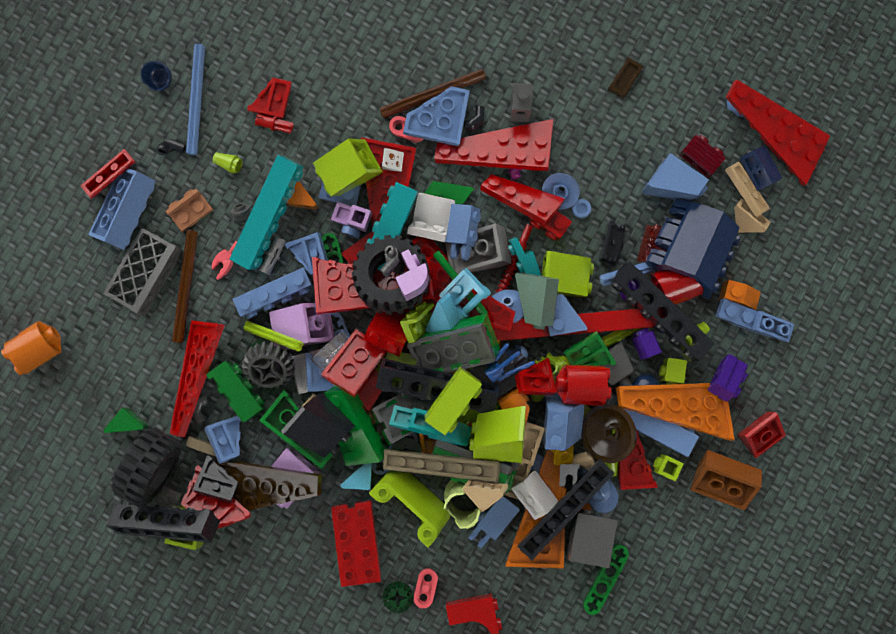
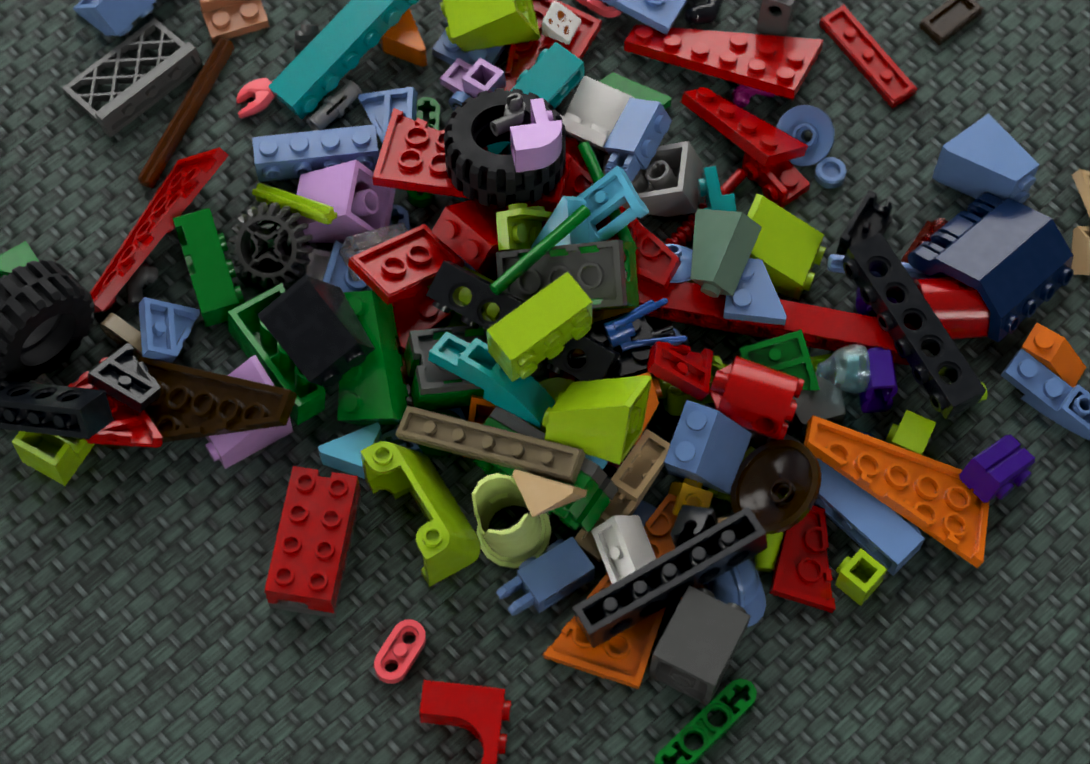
camera: 20 degrees right, 20 degrees down
(390, 591) = (357, 666): dark green gear -> none
(435, 342) = (540, 250): none -> green bar
(582, 121) = (868, 56): none -> red tile
(630, 347) = (847, 368): none -> clear light blue helmet
(702, 155) = (1045, 146): dark red brick -> none
(726, 480) = (953, 630): dark orange slope -> none
(762, 433) = (1034, 575): red slope -> none

